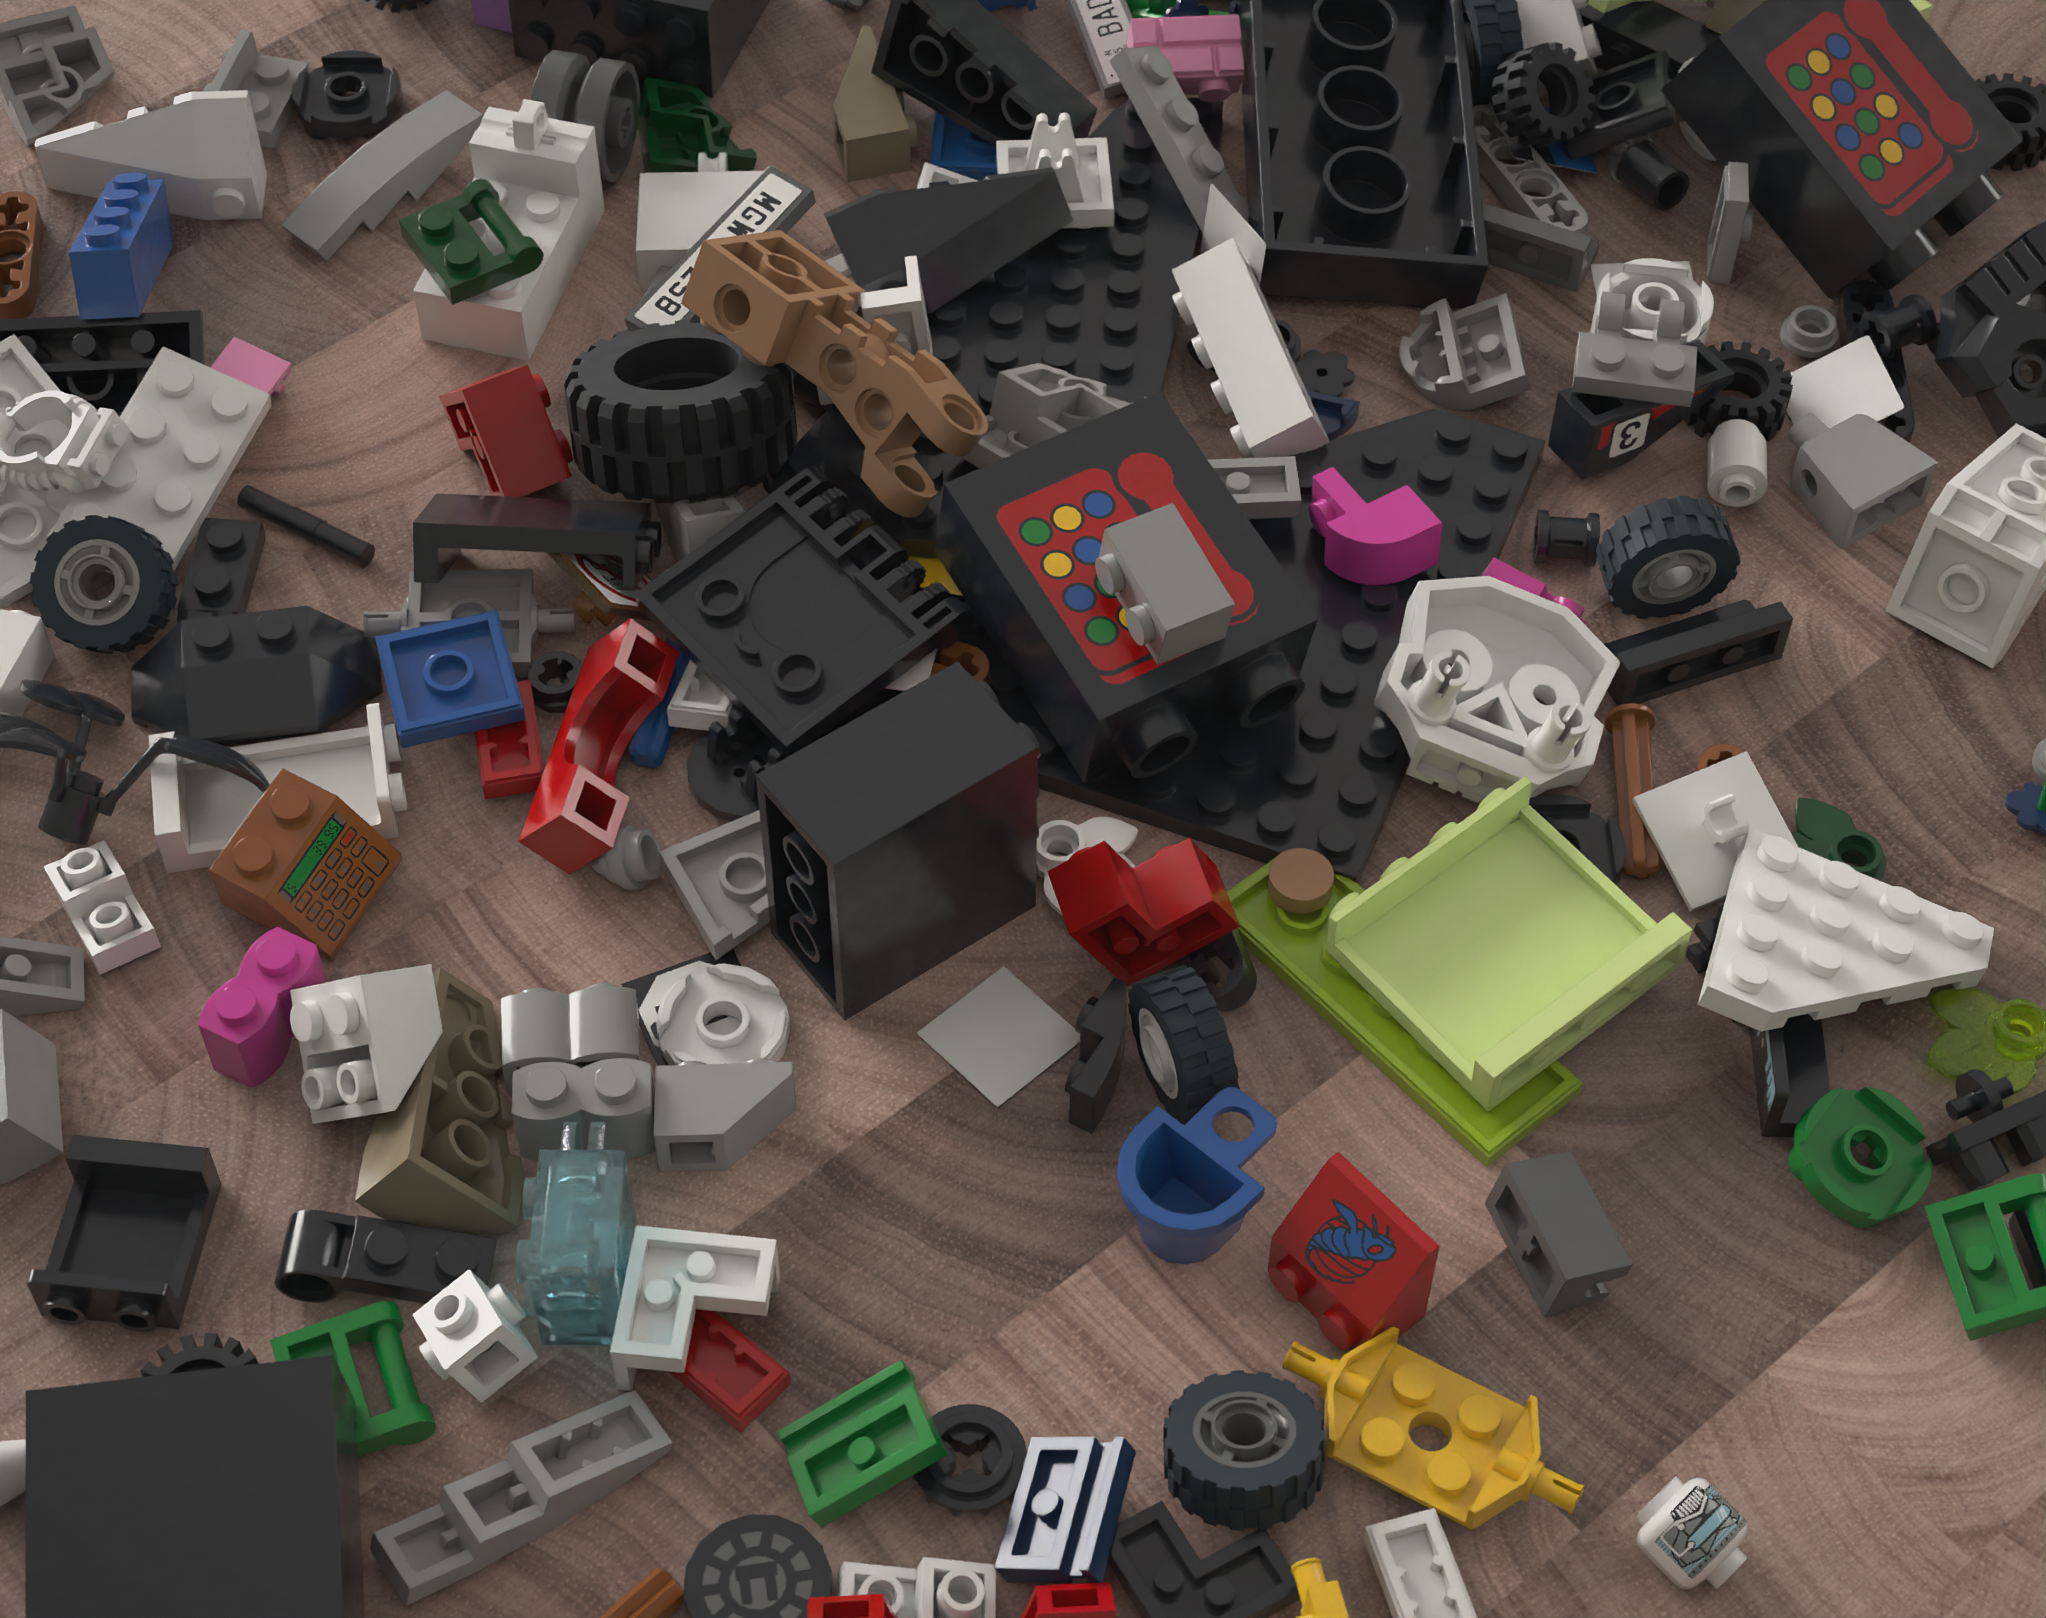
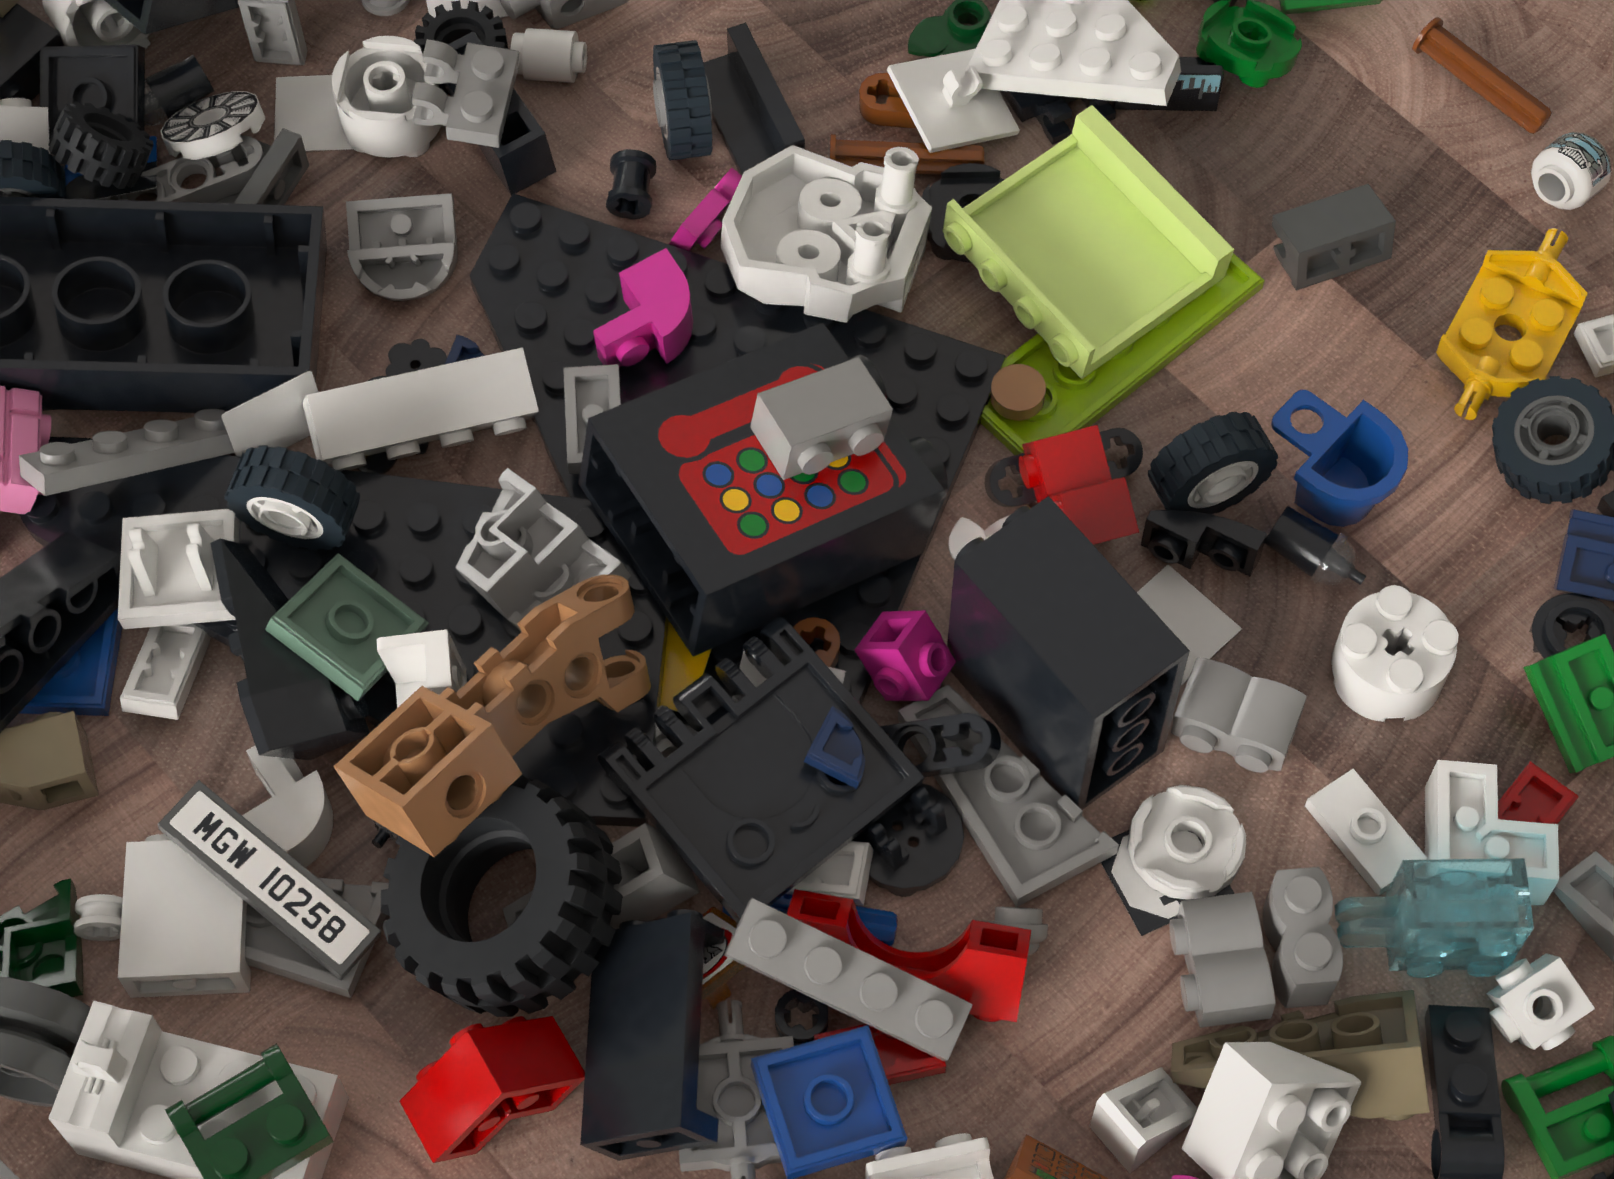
camera: 90 degrees left, 10 degrees up
(394, 930) = (1141, 1117): none -> white slope
(562, 677) = (848, 979): none -> light grey plate
(718, 1111) = (1286, 827): light grey slope -> none
(727, 1196) = (1363, 829): none -> white plate
(813, 659) = (838, 749): none -> dark blue tile
(868, 1074) = (1238, 715): none -> light grey brick
(936, 1232) = (1393, 655): none -> white brick
(973, 279) = (338, 622): none -> sand green tile
(1088, 1176) = (1314, 549): none -> black piece
(1108, 229) = (292, 498): none -> black wheel
(1352, 1258) = (1394, 356): red slope -> none
(1609, 199) = (212, 125): none -> white tile
(1851, 1444) = (1482, 76): none -> dark orange axle

